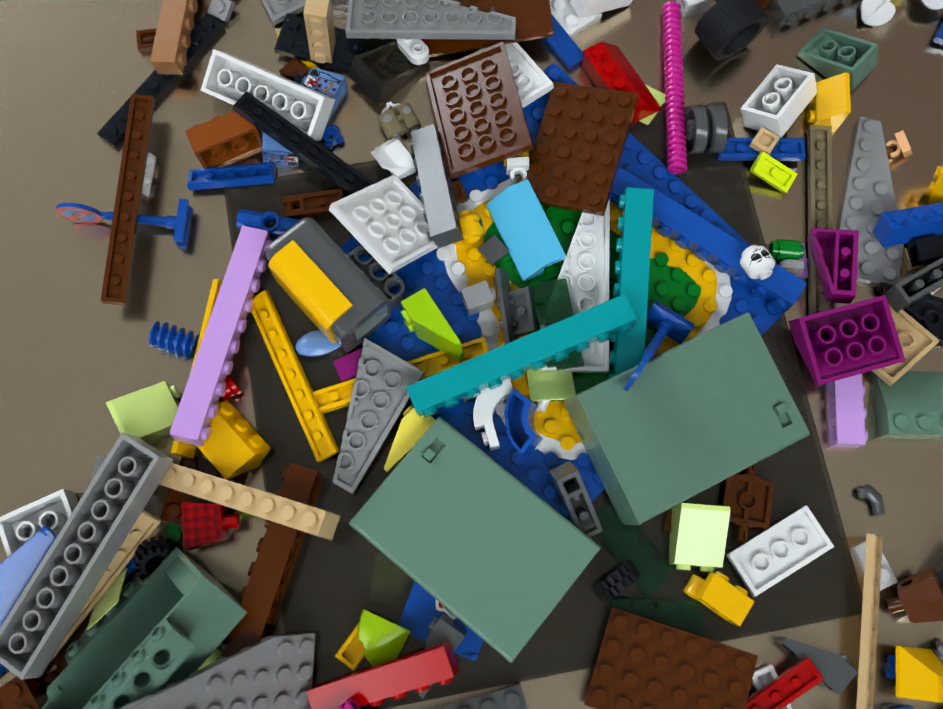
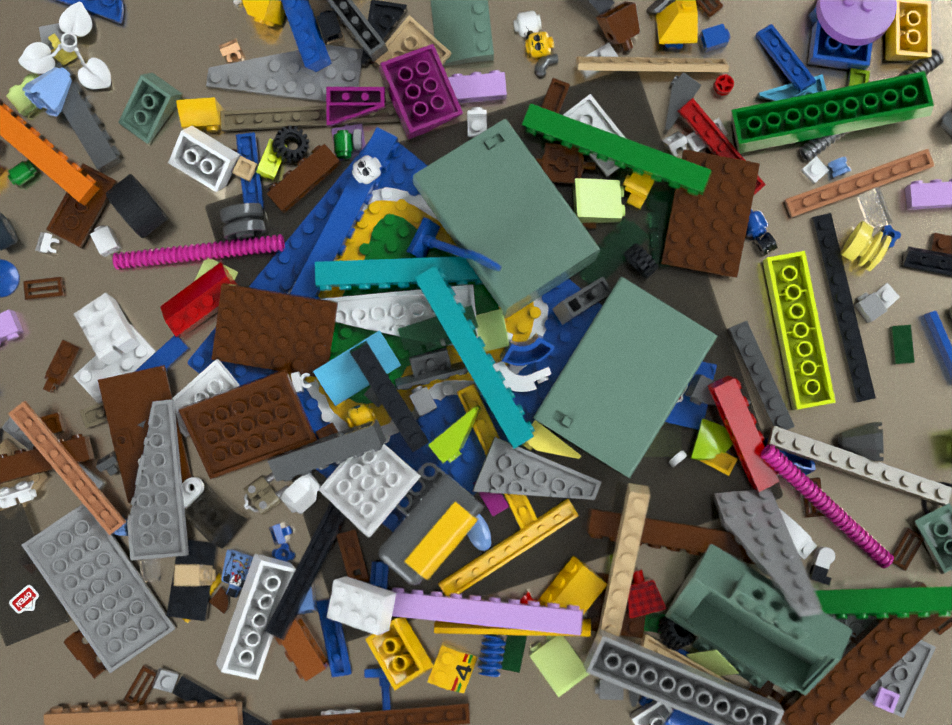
camera: 95 degrees left, 10 degrees up
(170, 295) = (452, 668): none -> yellow slope
(172, 366) = (514, 652): none -> dark green tile
(197, 237) = (399, 653): none -> yellow slope
(256, 199) = (361, 605): none -> white brick
(354, 132) = (278, 533): none -> tile
(365, 593) = (677, 458): none -> white tile
(488, 256) = (389, 396): none -> black brick
(749, 202) = (303, 178): none -> reddish brown brick
(760, 571) = (616, 149): none -> green brick
(766, 649) = (675, 141): none -> white tile
(801, 194) = (294, 135): none -> black tyre
(808, 404) = (476, 121): none -> white bracket
(828, 502) = (555, 95): none -> reddish brown tile
(897, 493) = (539, 44): none -> yellow head
(923, 483) = (527, 23): none -> white head

